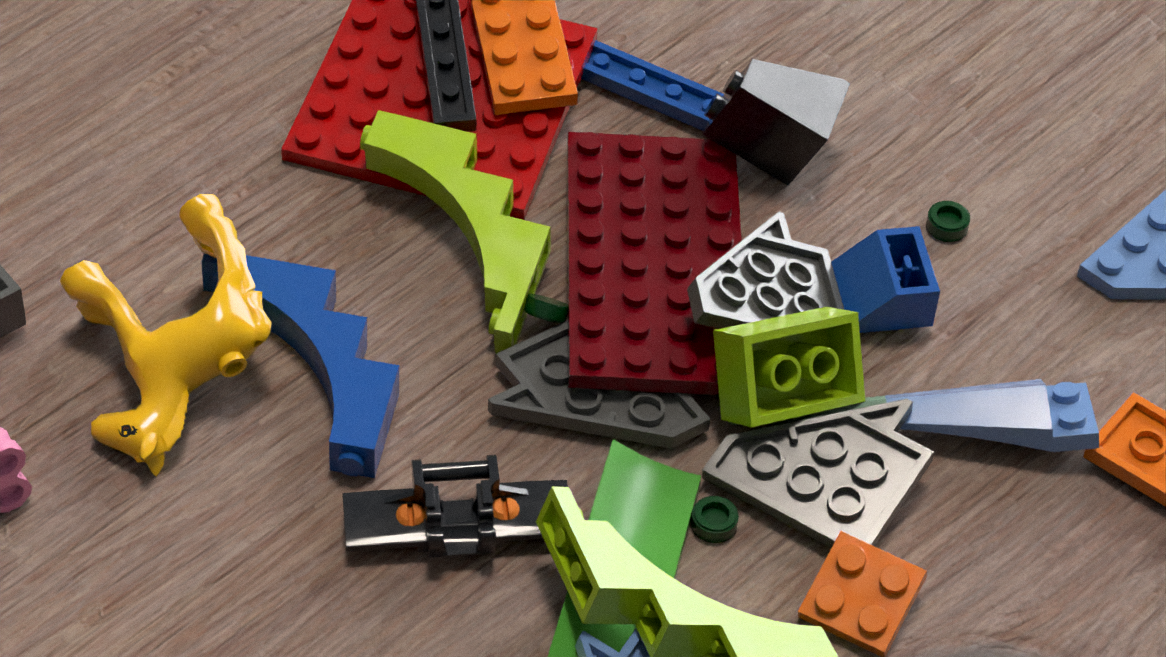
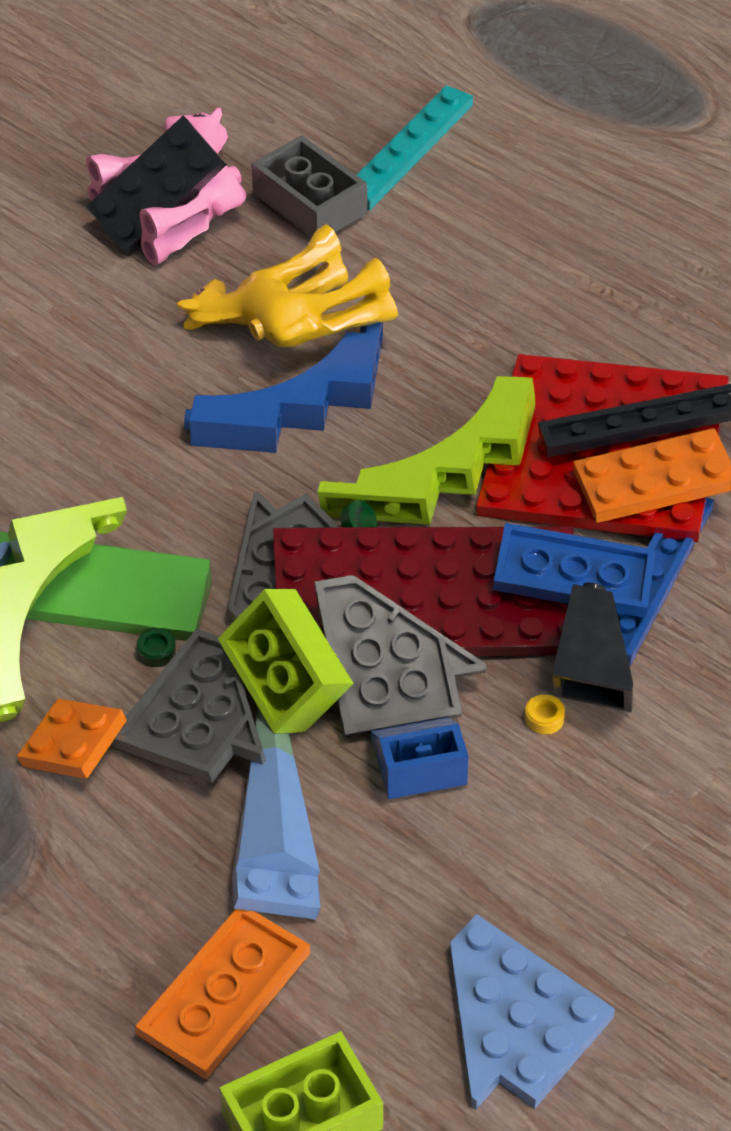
camera: 90 degrees right, 0 degrees up
(446, 527) = (149, 504): black piece -> none
(653, 125) = (550, 562): none -> blue plate
(818, 191) = (544, 714): none -> yellow tile
(948, 221) = (524, 814): dark green tile -> none

